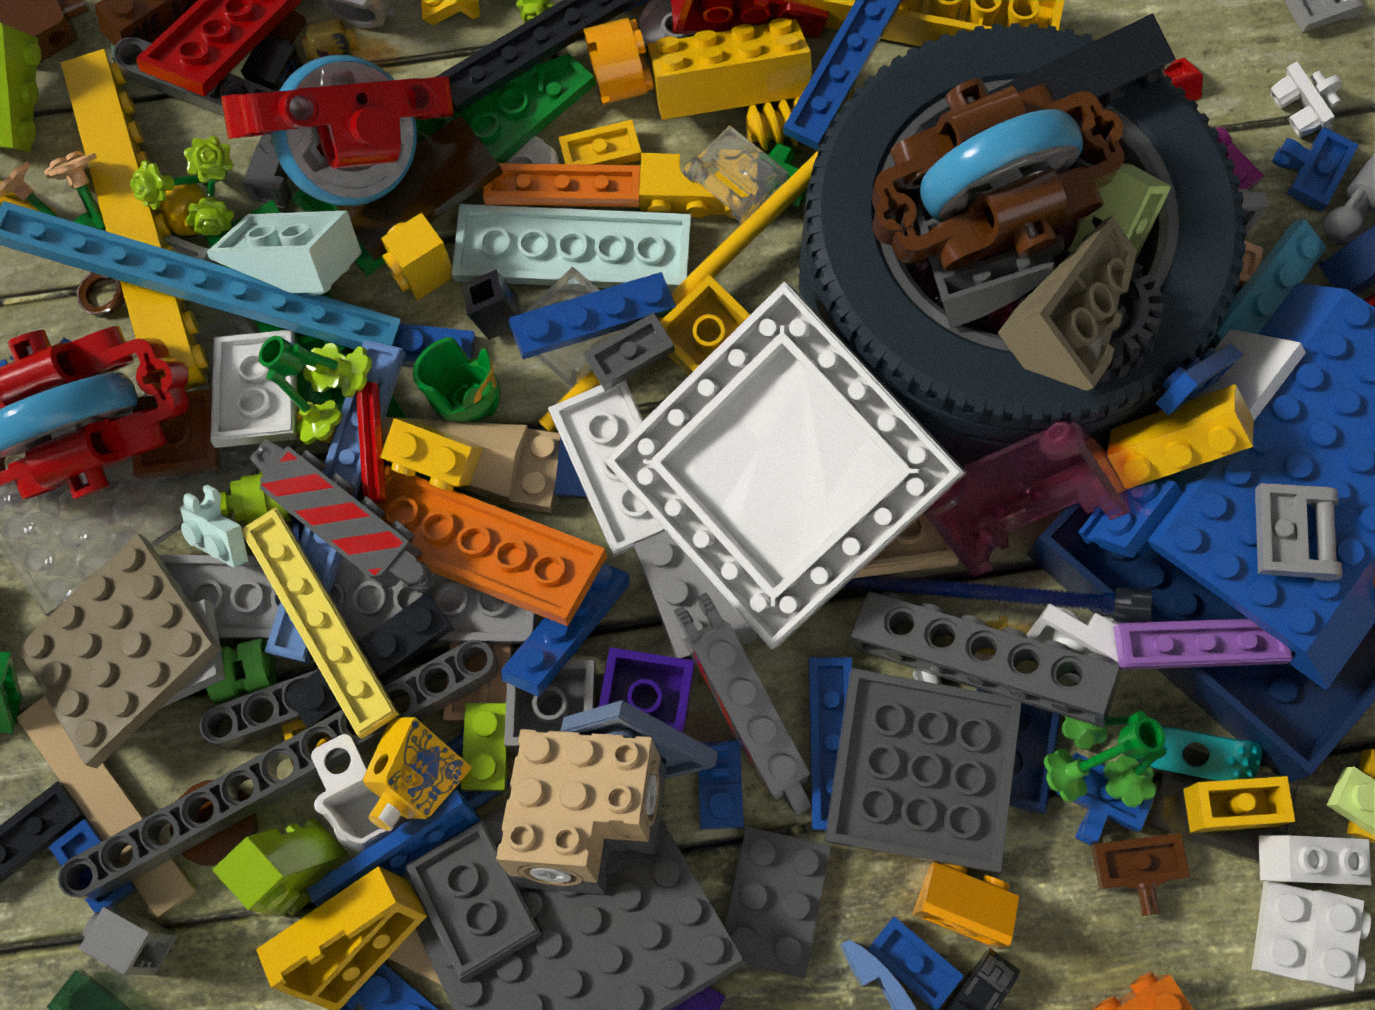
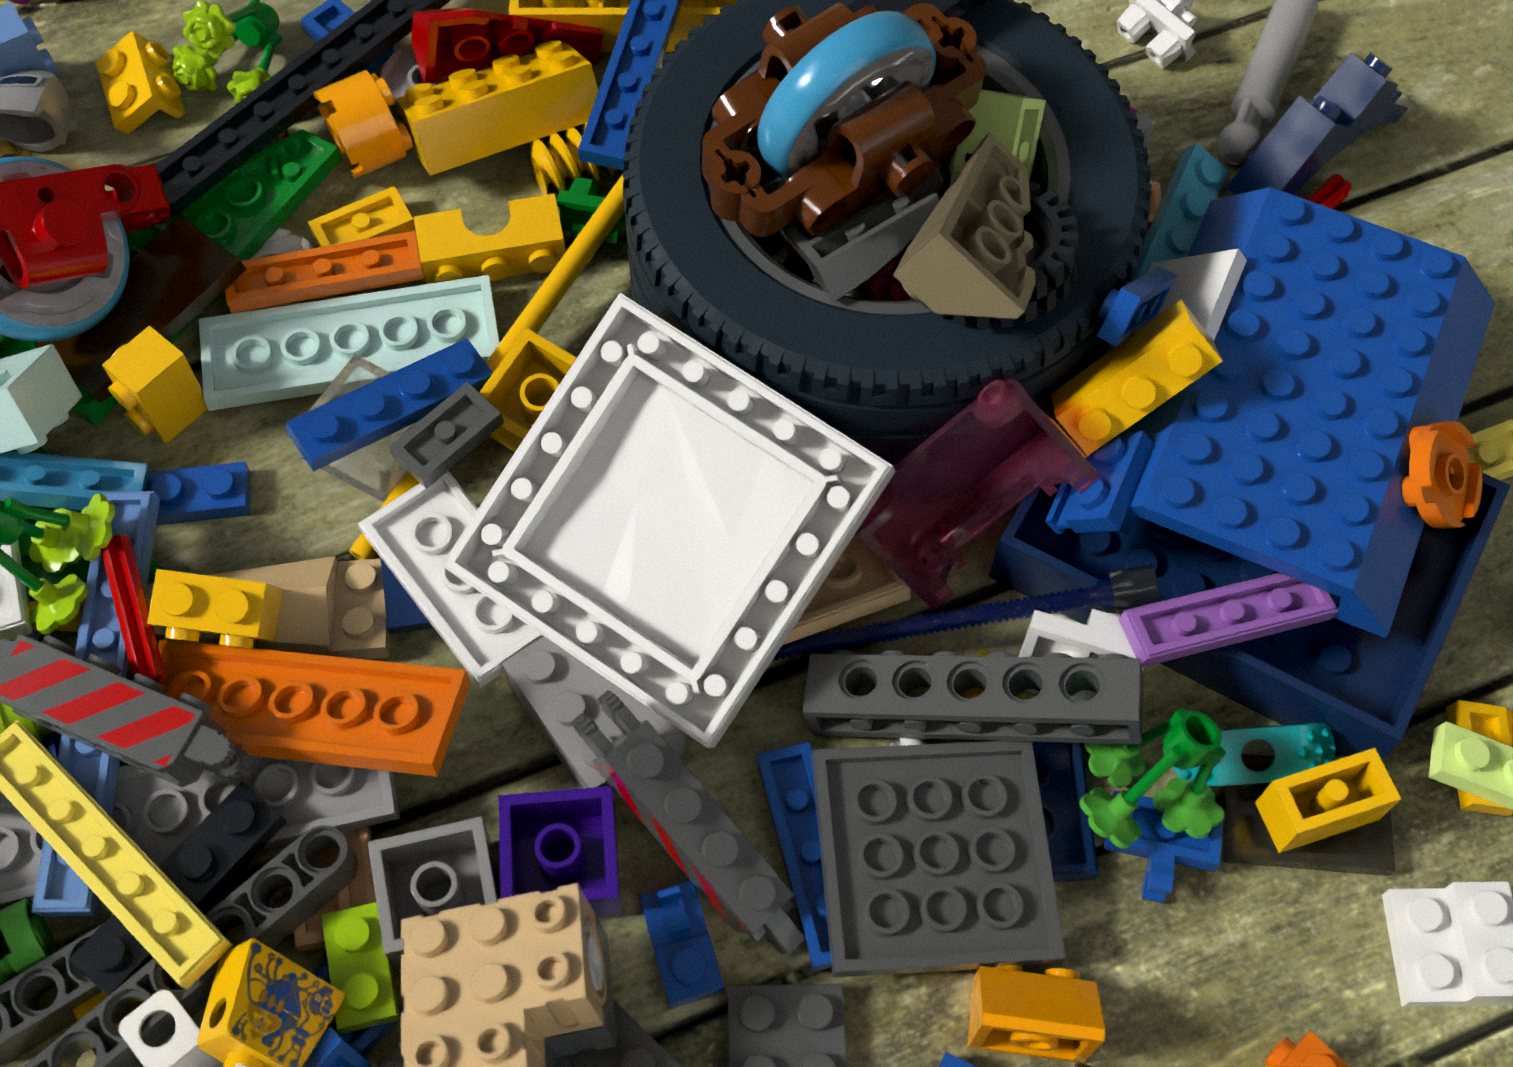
camera: 20 degrees left, 10 degrees down
(456, 385) = (234, 526): green helmet -> none
(490, 303) = (258, 422): black brick -> none
(554, 644) = (427, 803): blue plate -> none
(678, 751) = (618, 901): sand blue tile -> none
(741, 164) = (538, 204): clear plate -> none
(1141, 866) = (1232, 910): reddish brown plate -> none
(1284, 531) = (1287, 455): light grey plate -> none
(1314, 859) = (1435, 846): white brick -> none
(1318, 168) = (1194, 90): blue plate -> none

